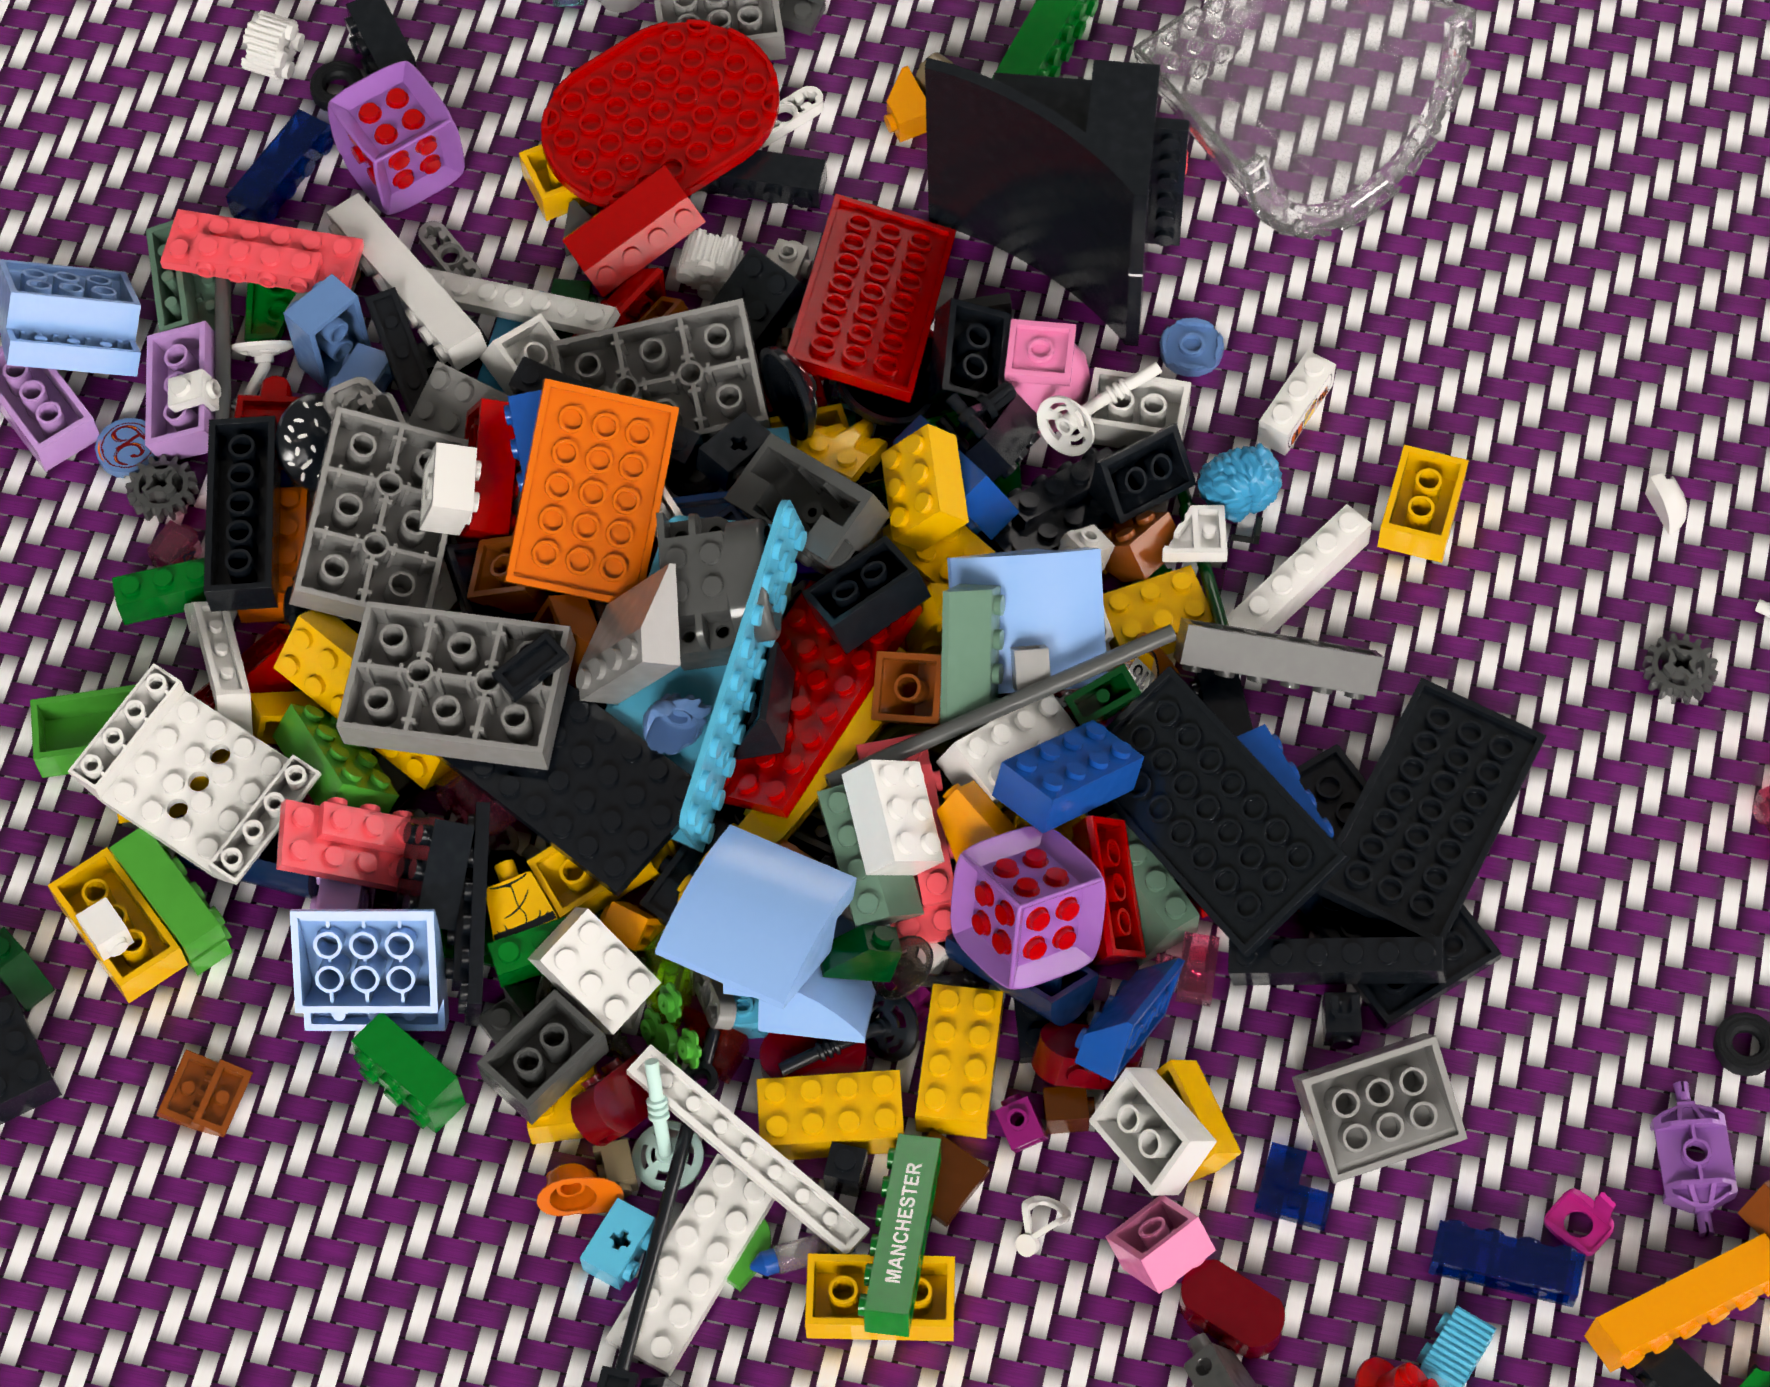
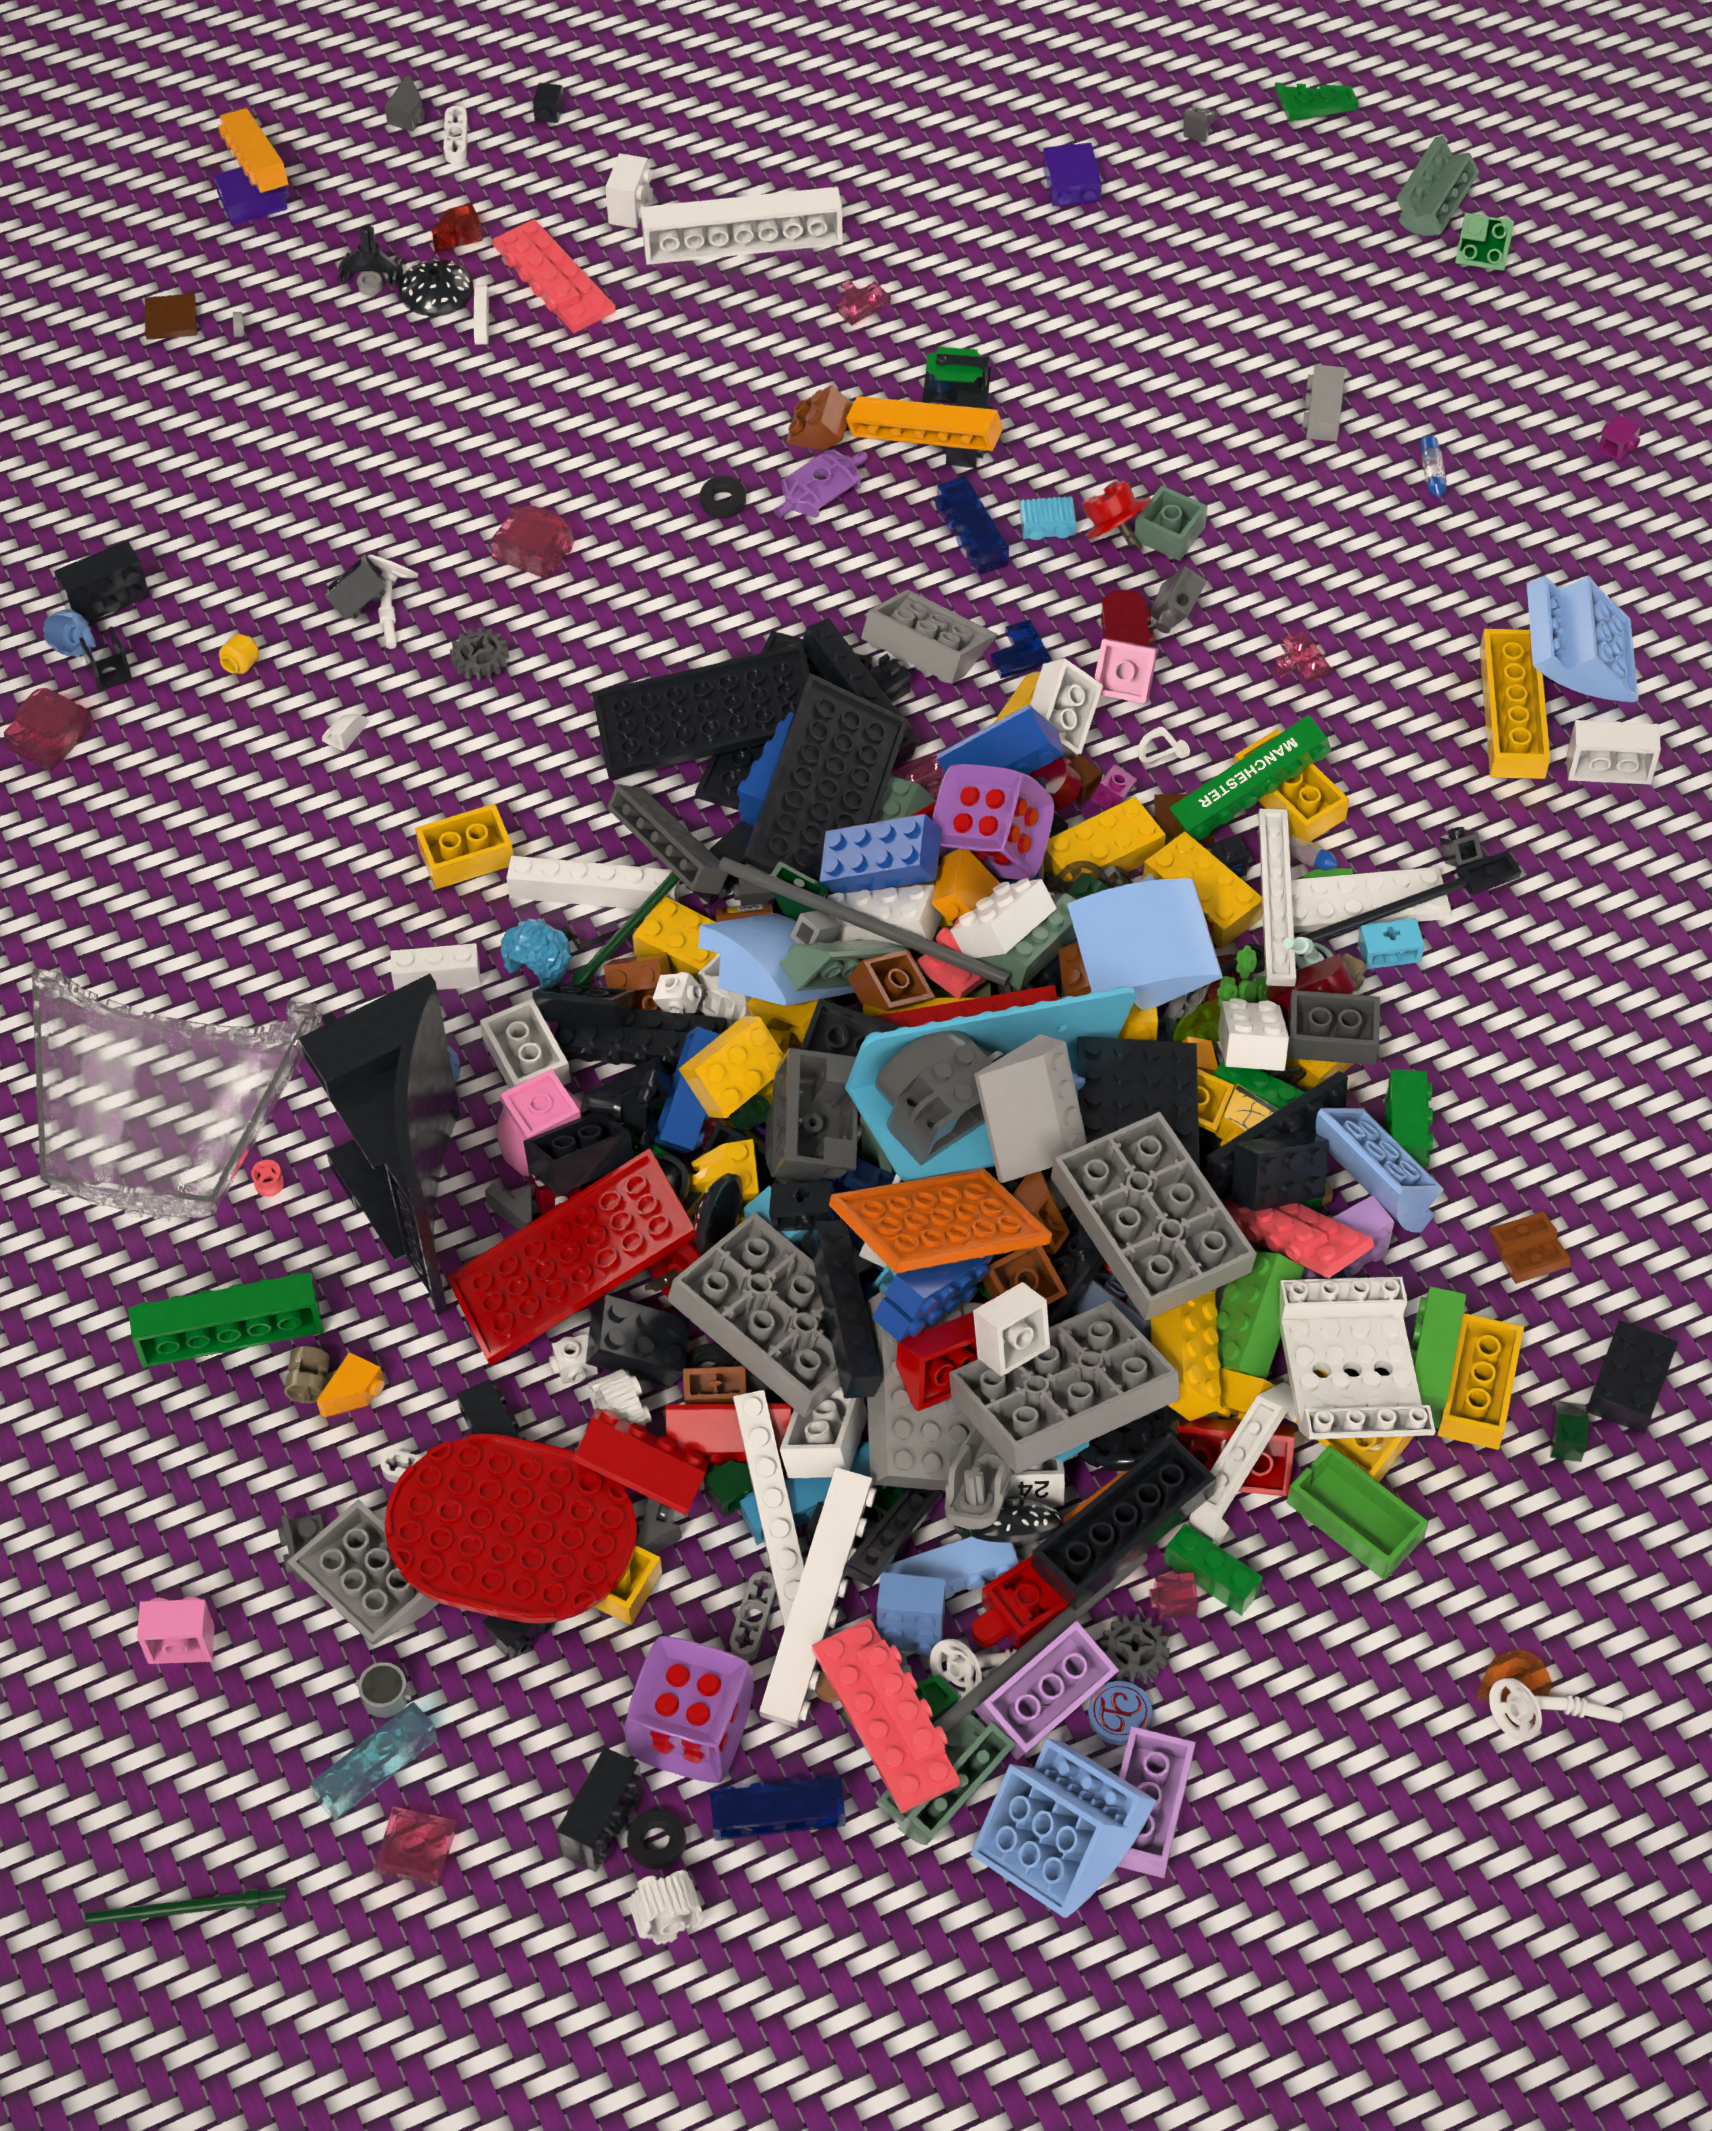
camera: 130 degrees left, 5 degrees down
(105, 929) = (1501, 1355): white brick -> none
(193, 390) = (1052, 1656): white bracket -> none
(530, 666) = (1107, 1156): black tile -> none
(577, 1190) = (1383, 985): orange piece -> none
(1074, 417) = (580, 1062): white dish -> none
(1199, 536) = (606, 939): white wing -> none
(1598, 1211) = (904, 501): dark pink piece -> none

